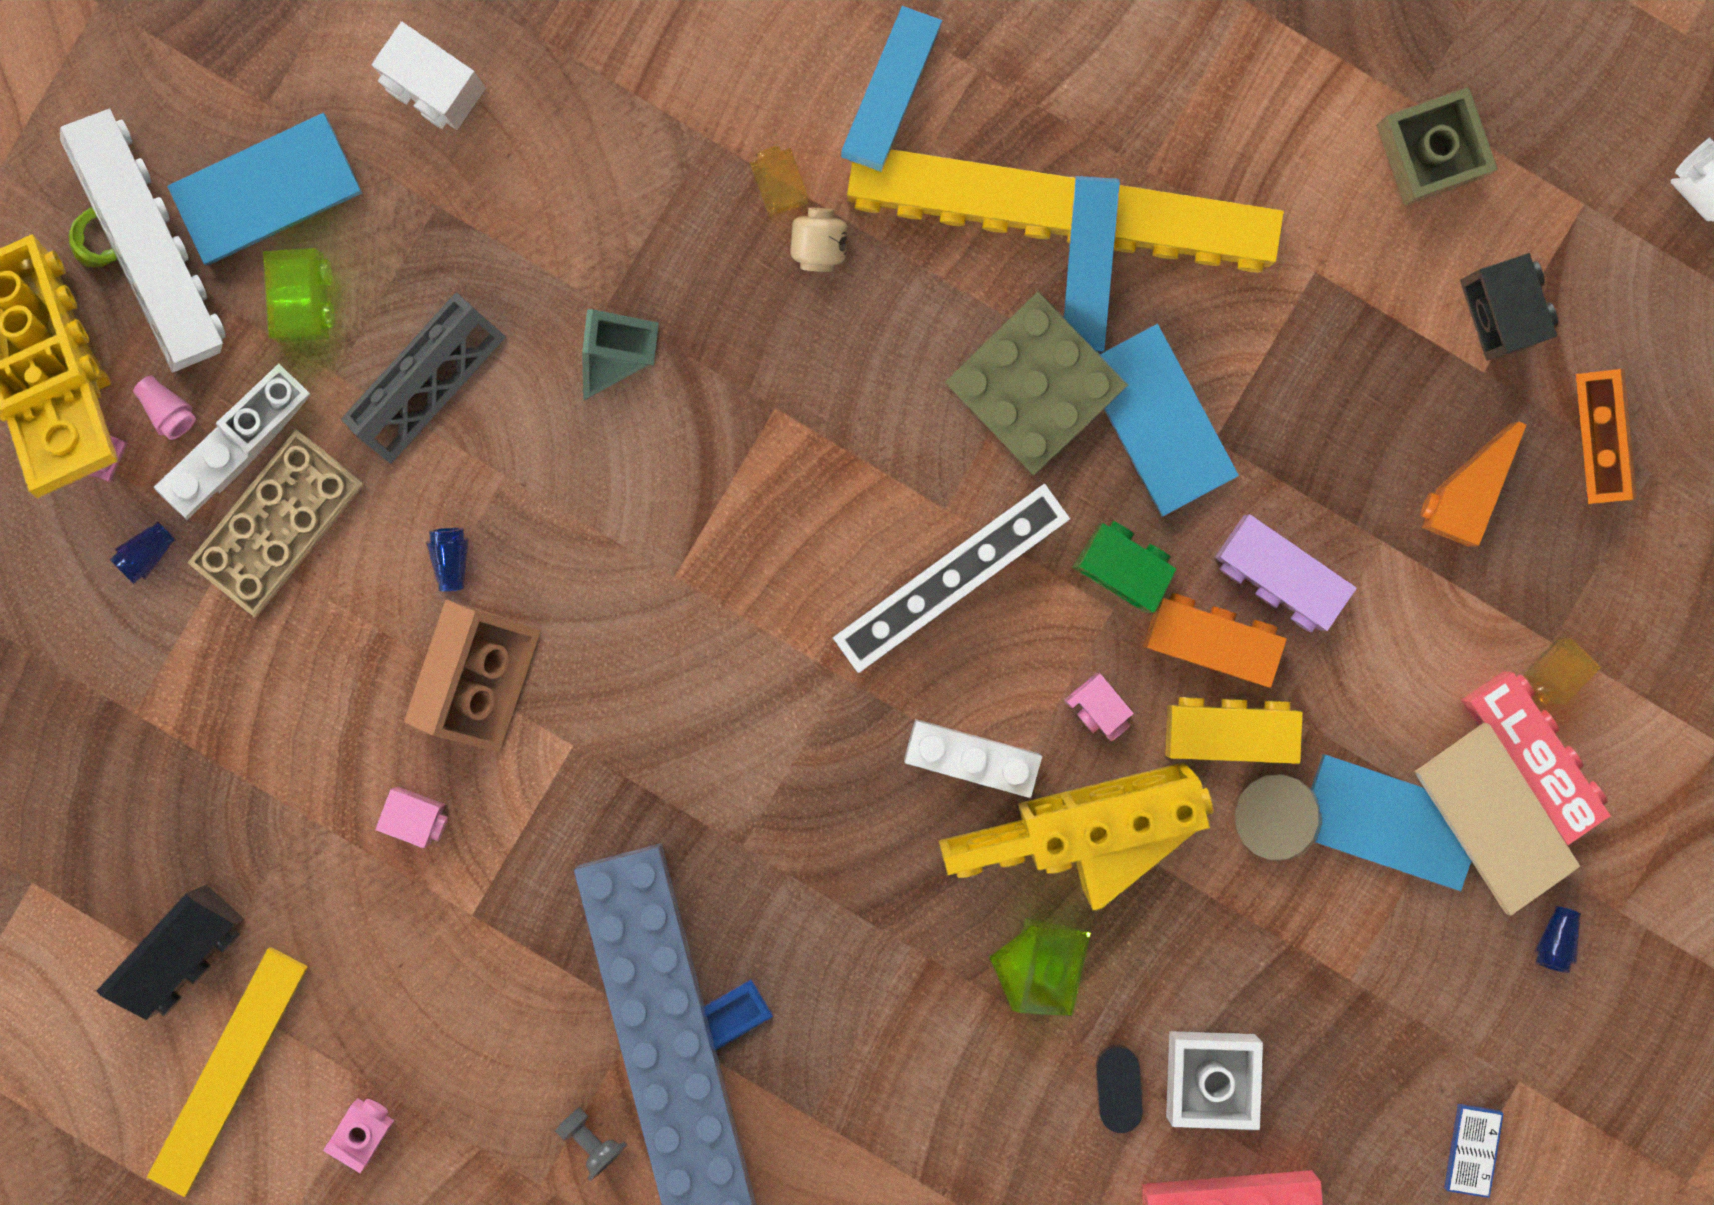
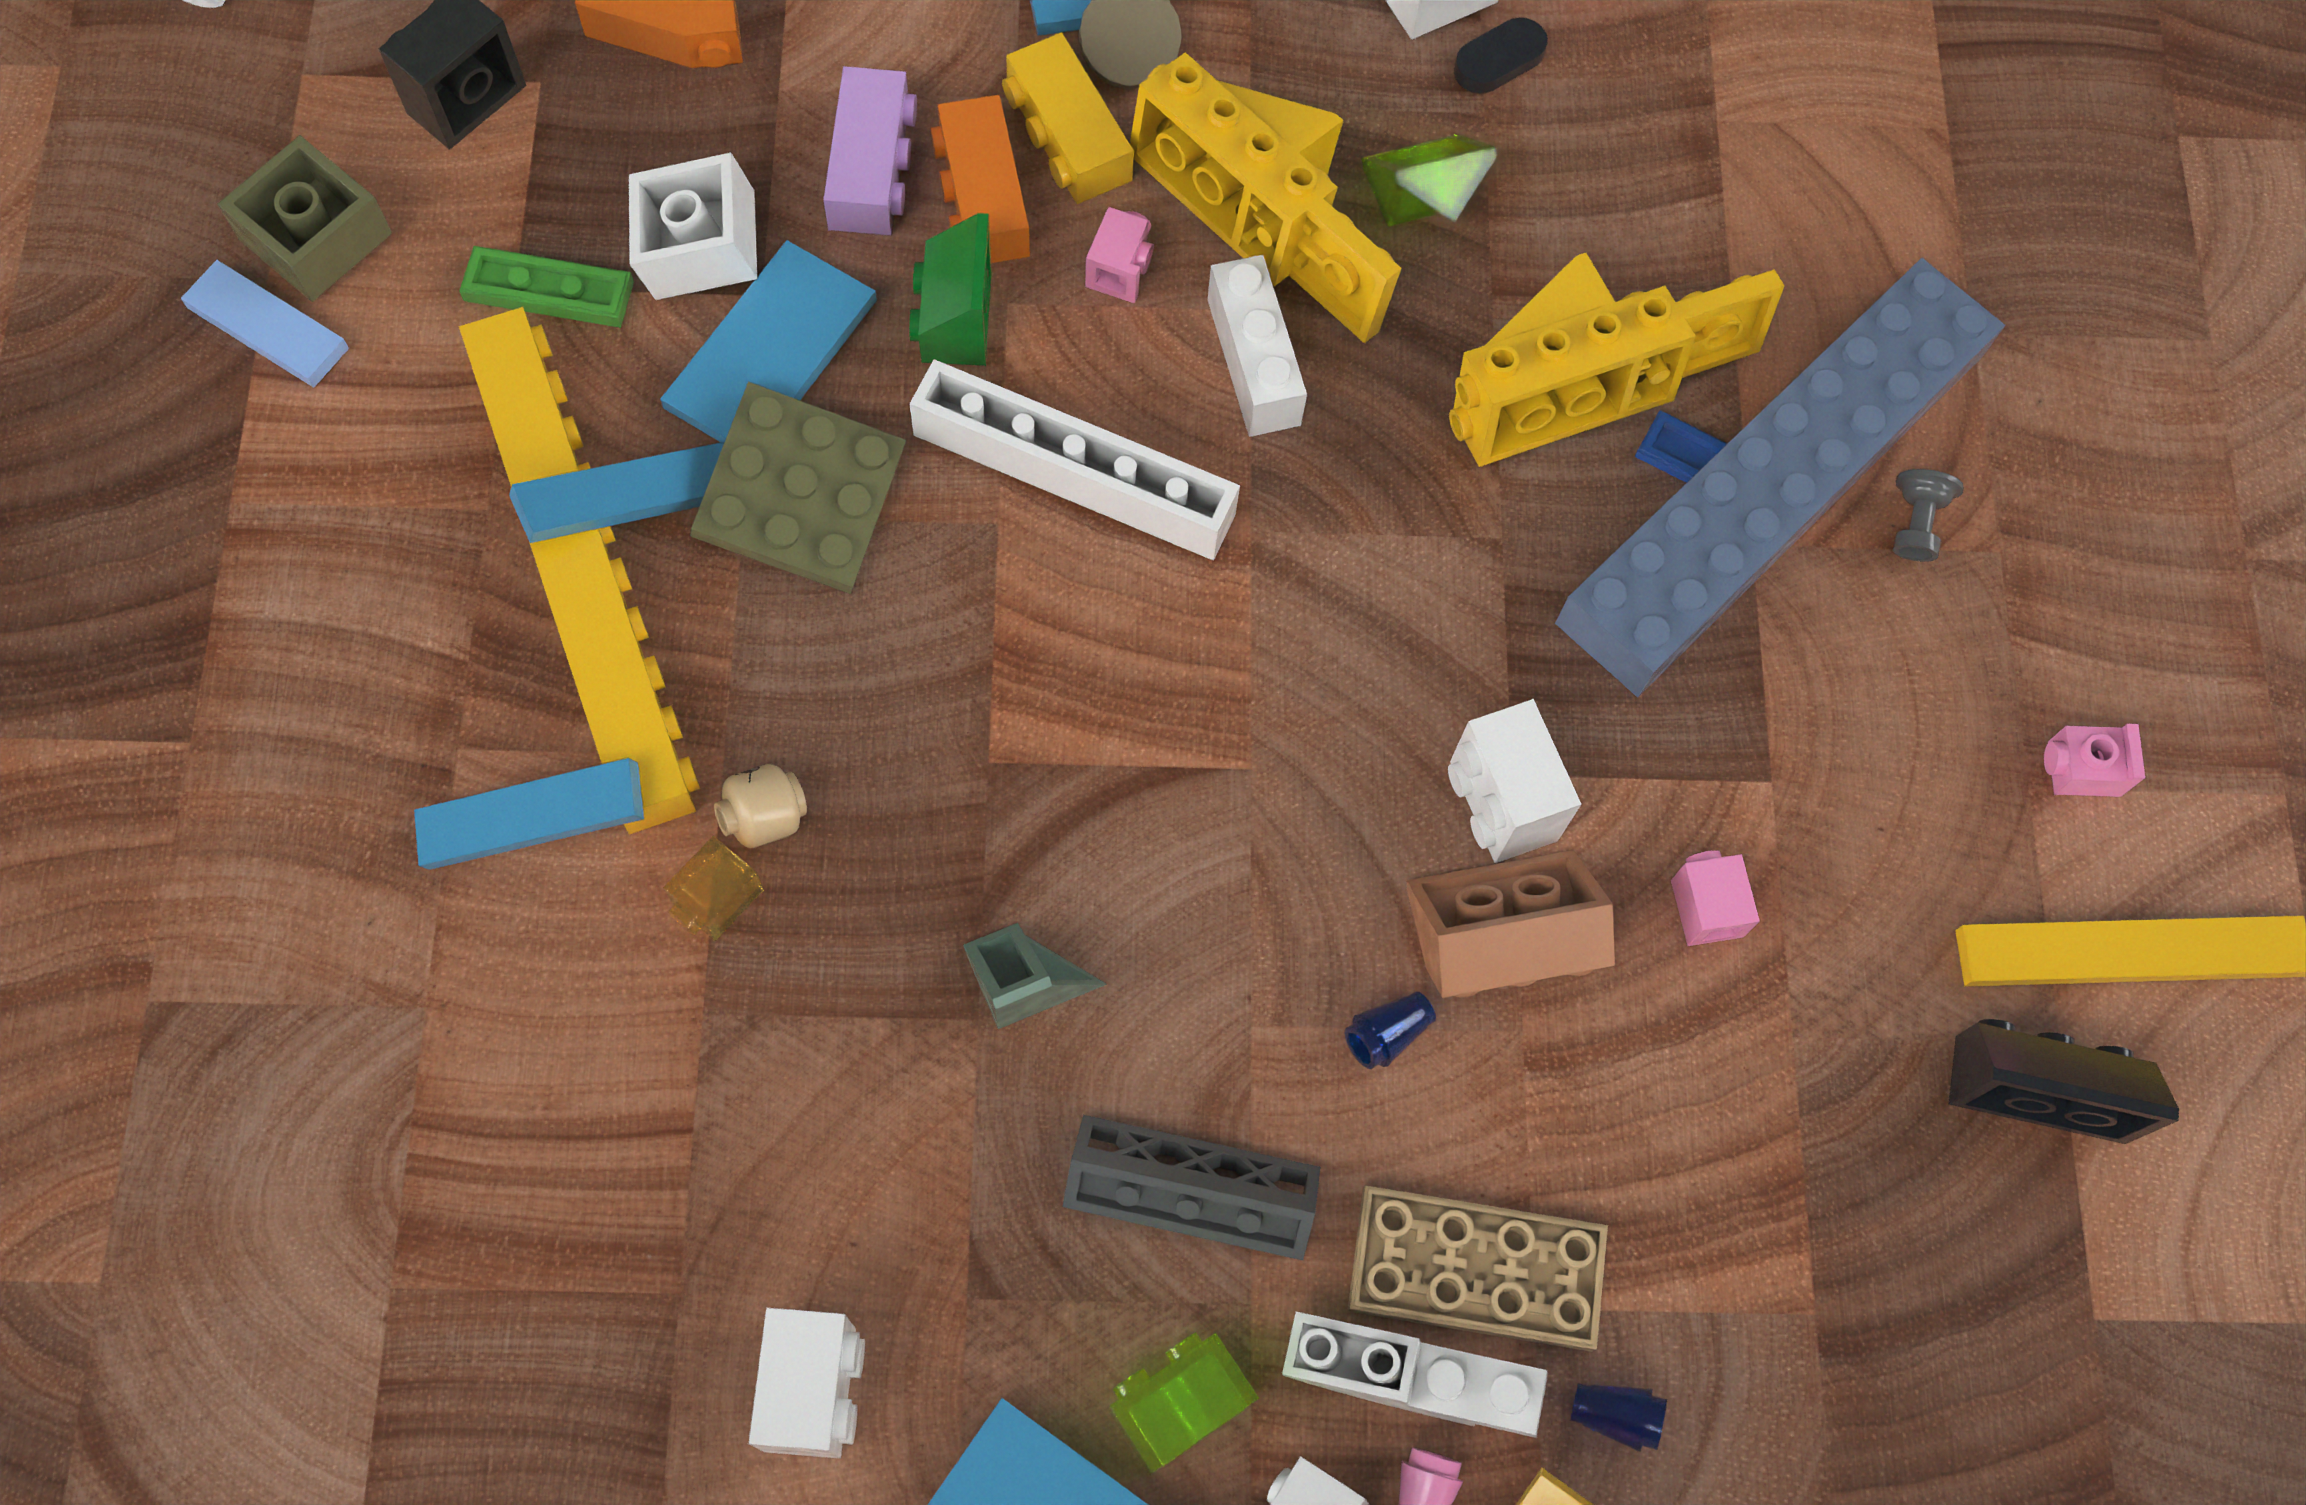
camera: 130 degrees left, 20 degrees down
(553, 729) = (1513, 782): none -> white brick
(826, 969) = (1578, 355): none -> yellow wedge
(1279, 411) = (692, 226): none -> white brick
(1300, 293) = (547, 286): none -> bright green tile
(1375, 84) = (265, 323): none -> light blue tile

